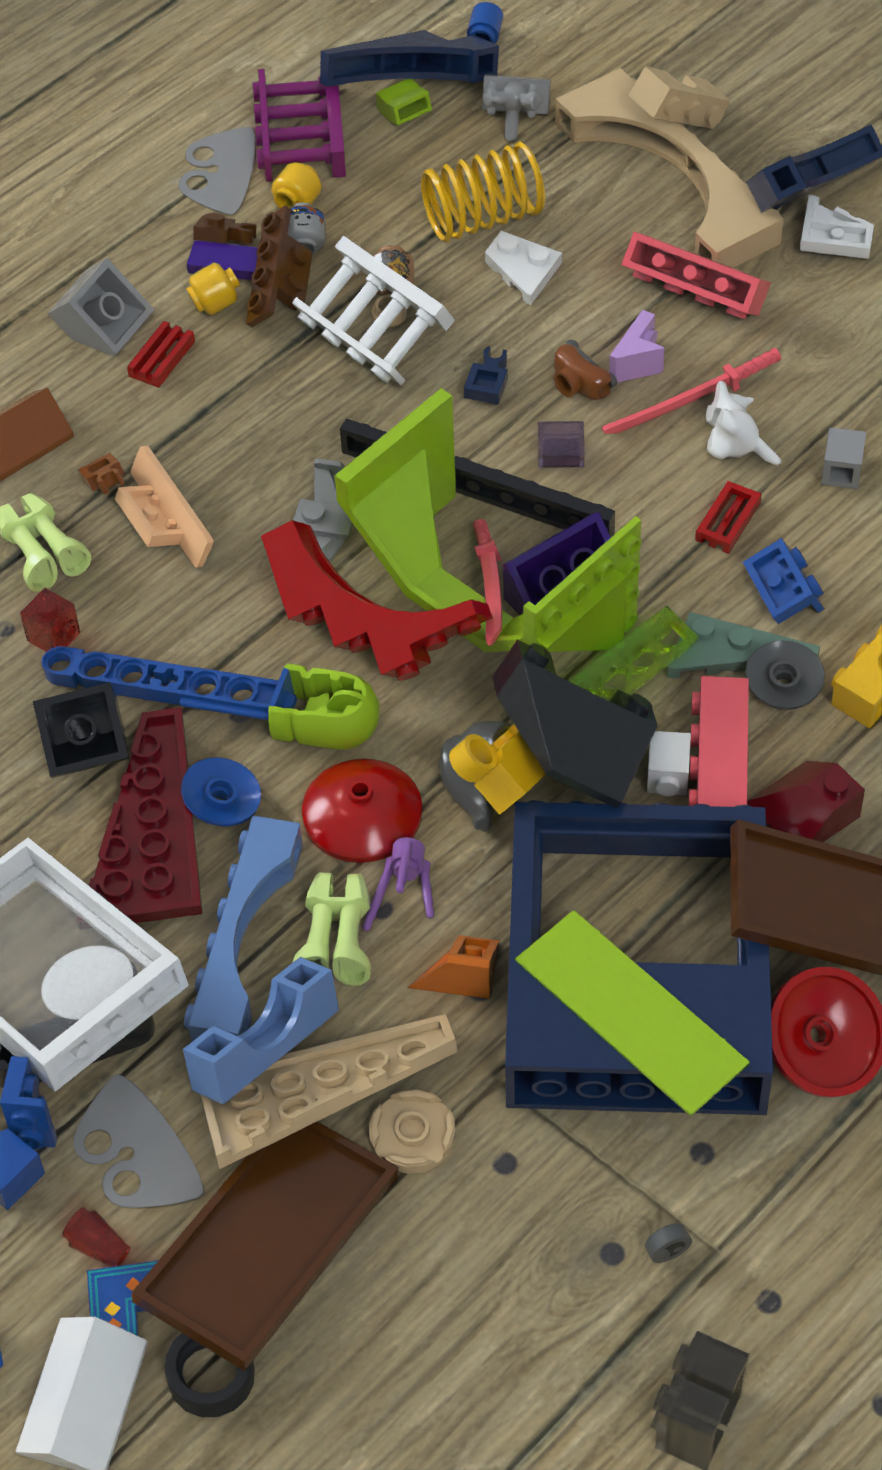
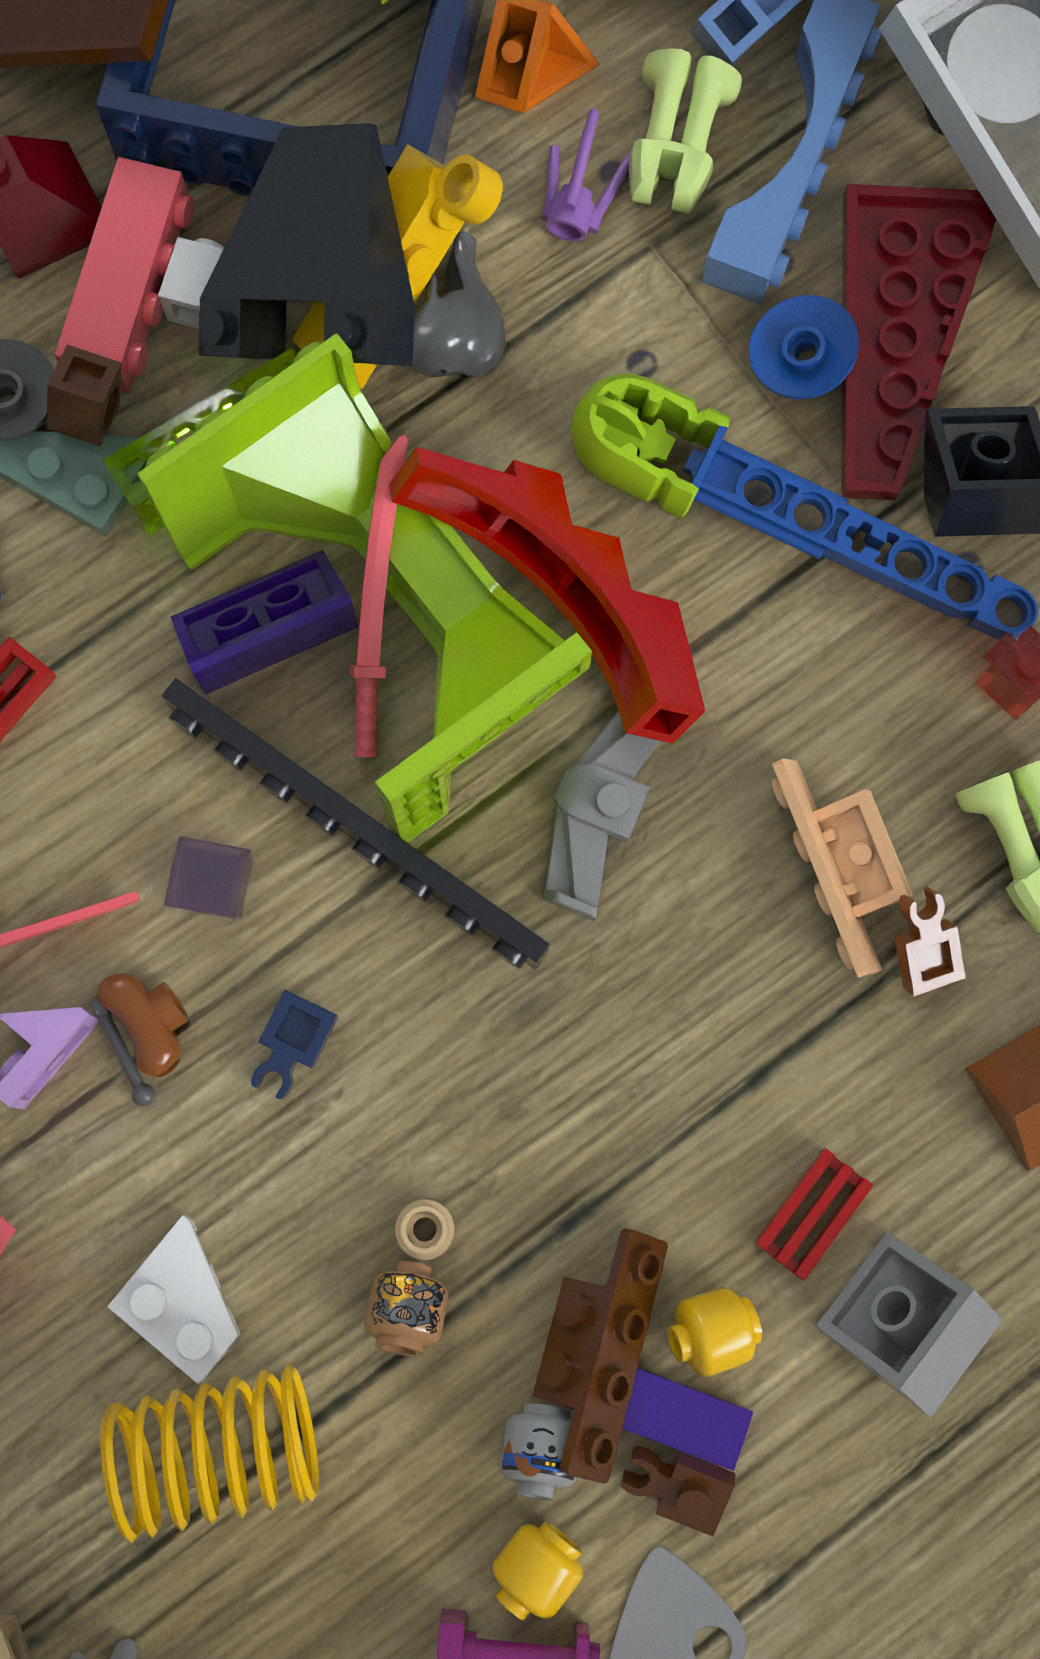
camera: 175 degrees left, 25 degrees up
(366, 825) = (599, 338): red dish -> none
(378, 278) = (432, 1251): white fence -> none
(720, 656) = (83, 395): none -> reddish brown brick

